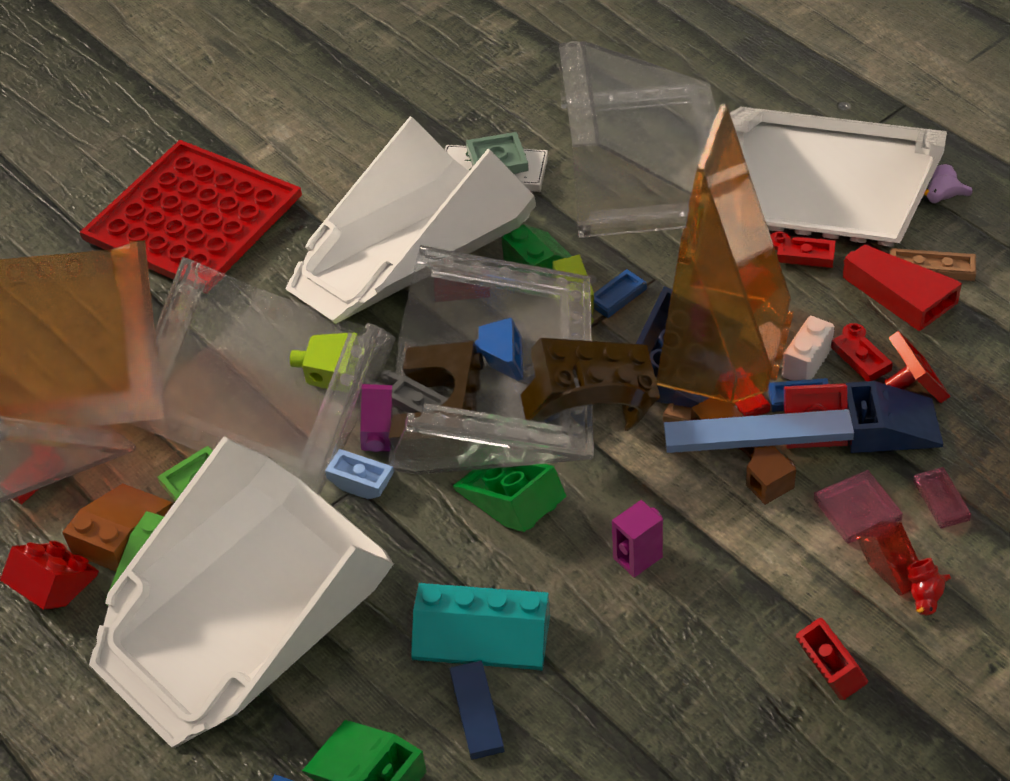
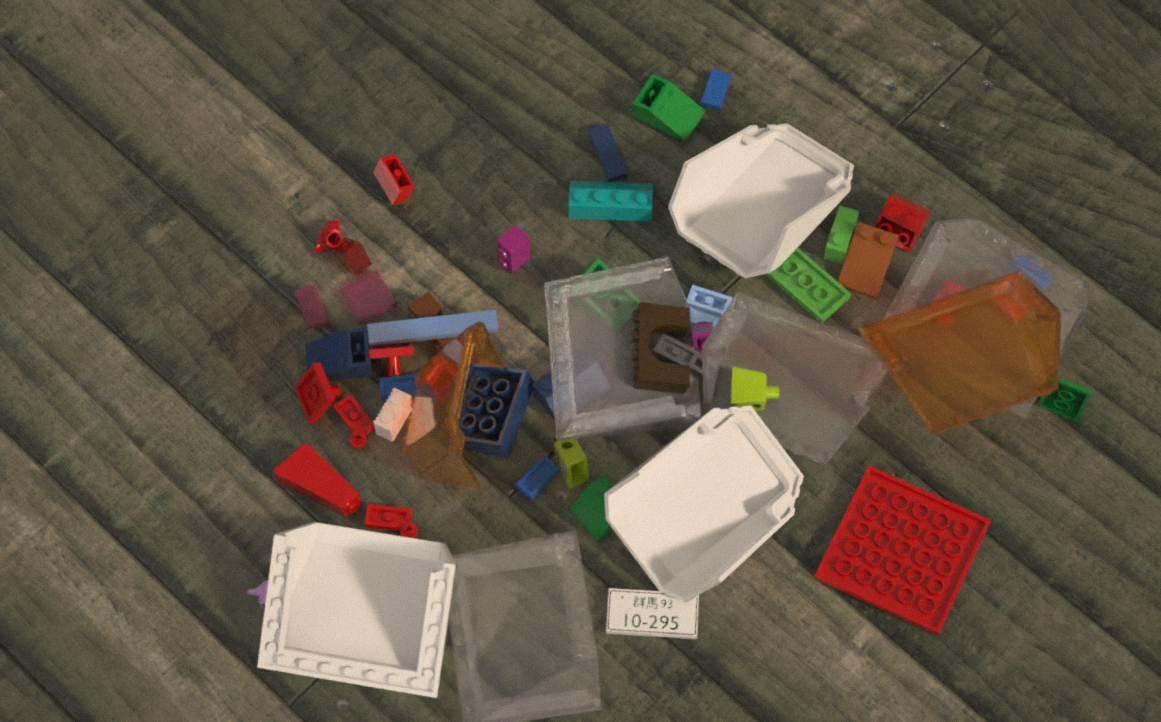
camera: 170 degrees right, 15 degrees up
(502, 347) = (617, 378): blue slope -> none
(504, 146) = (648, 608): sand green plate -> none
(604, 372) = (573, 328): dark brown piece -> none
(954, 265) = (289, 512): medium nougat tile -> none

